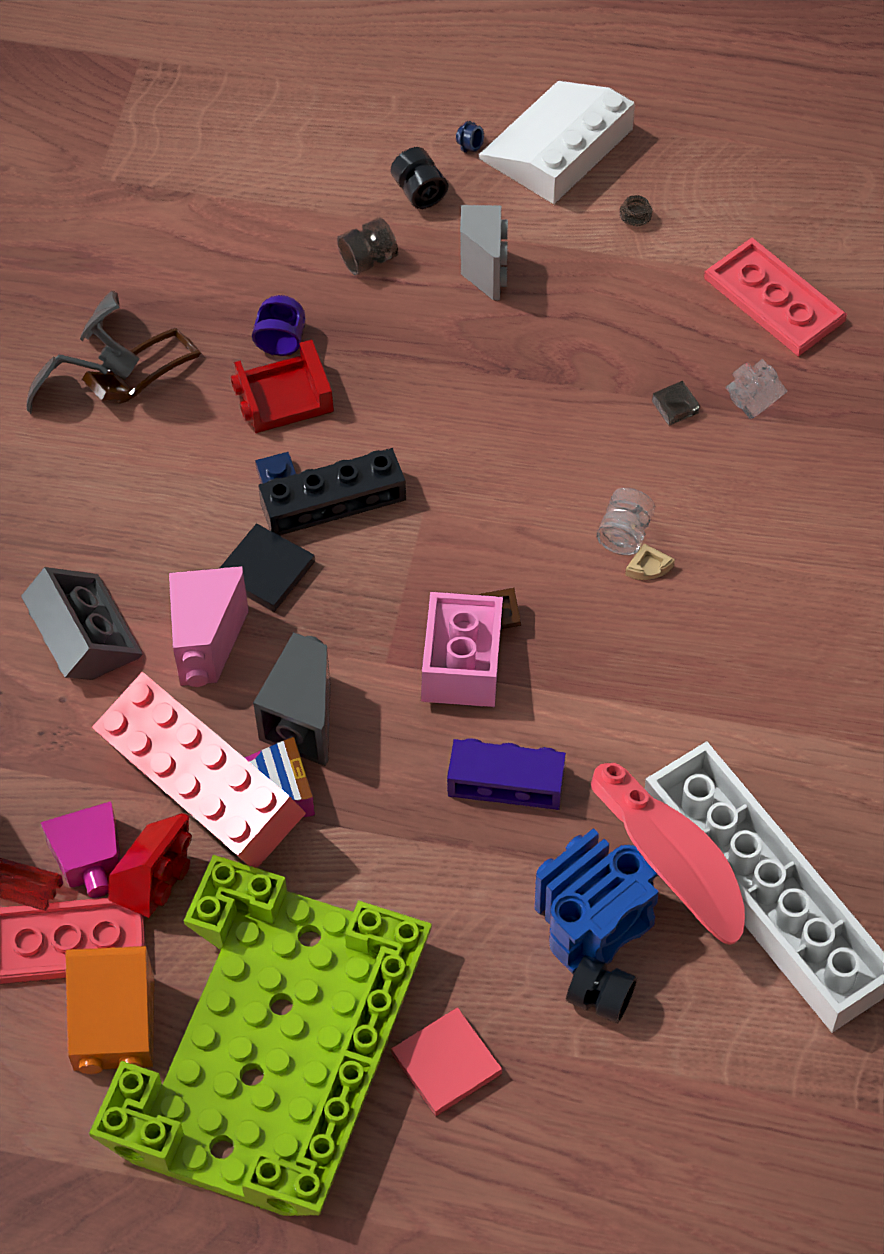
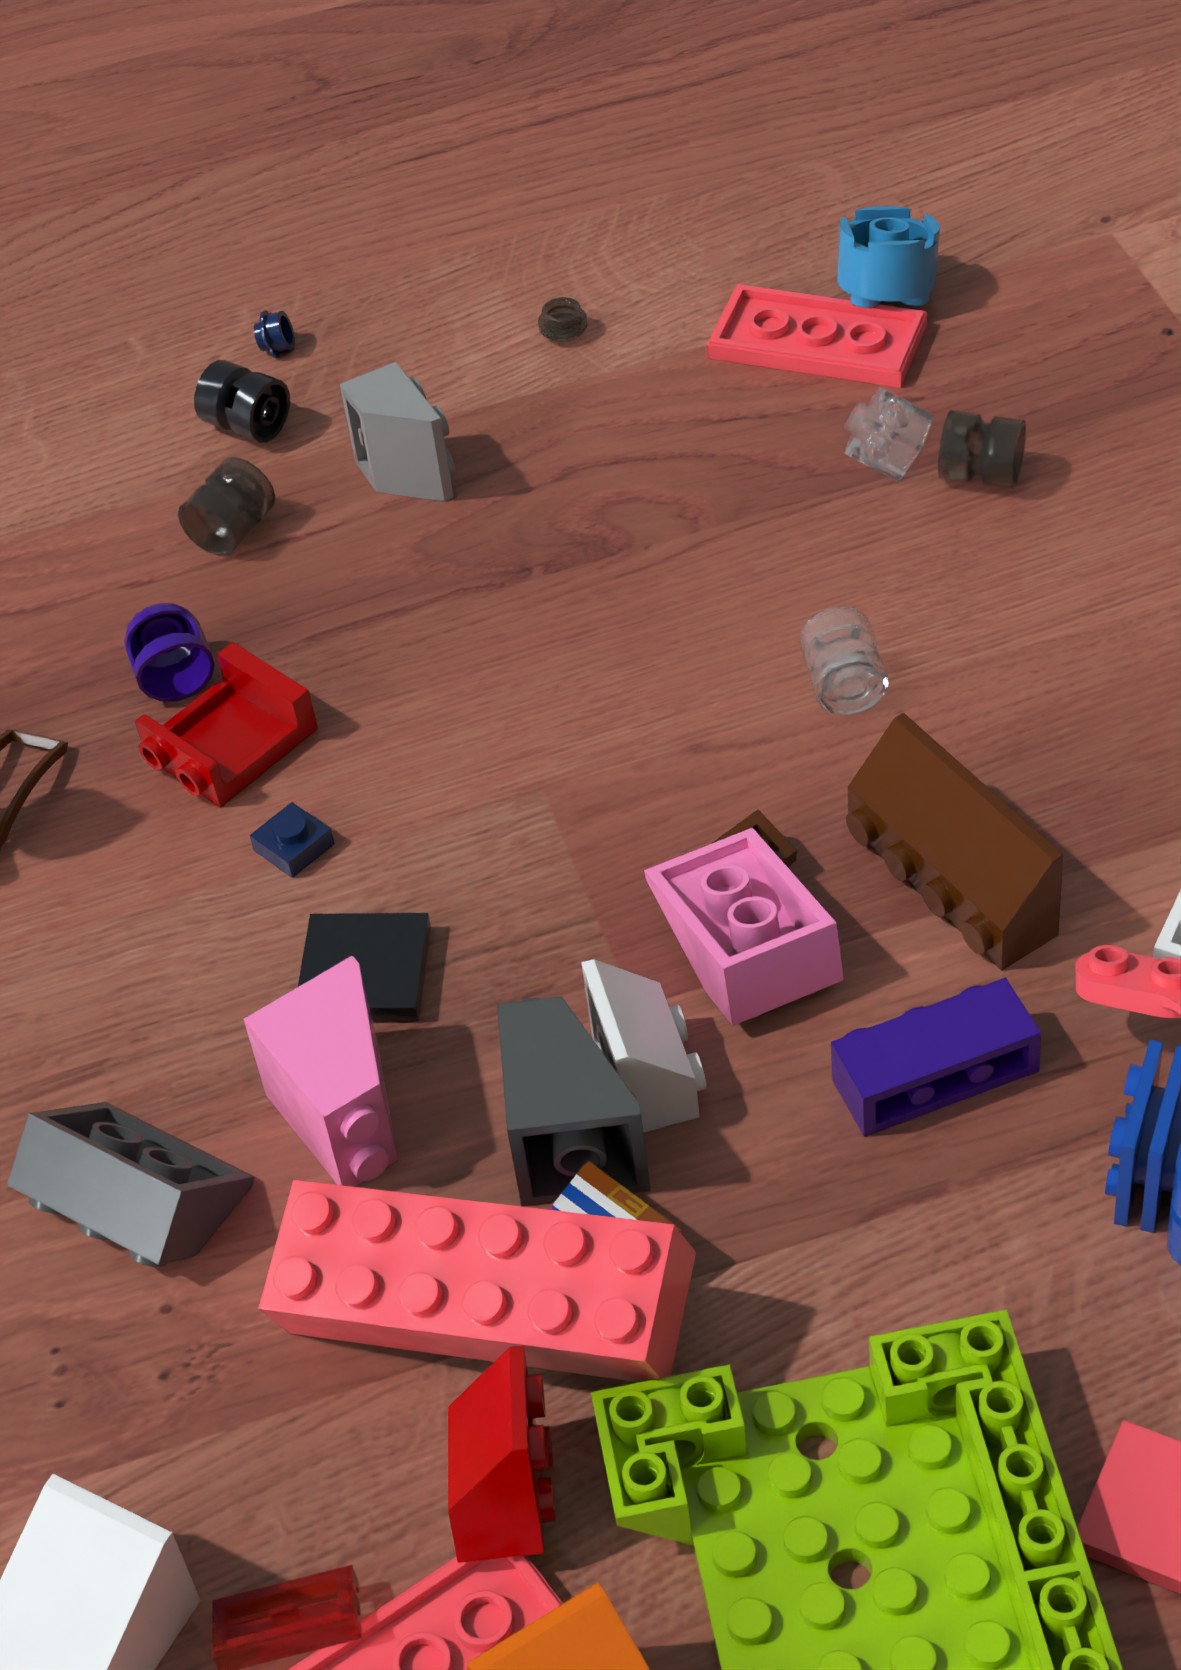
camera: 25 degrees left, 10 degrees down
(85, 847) = (362, 1502): dark pink torso -> none
(332, 492) = (396, 820): black brick -> none
(362, 689) = (644, 1043): none -> white slope
(561, 137) = (399, 284): white slope -> none
(596, 664) = (956, 844): none -> reddish brown slope
(649, 564) = (913, 697): tan tile -> none
(675, 403) = (789, 504): clear smoke plate -> none
(805, 429) = (1001, 449): none -> clear smoke wheel
(843, 266) = (887, 256): none -> dark azure brick

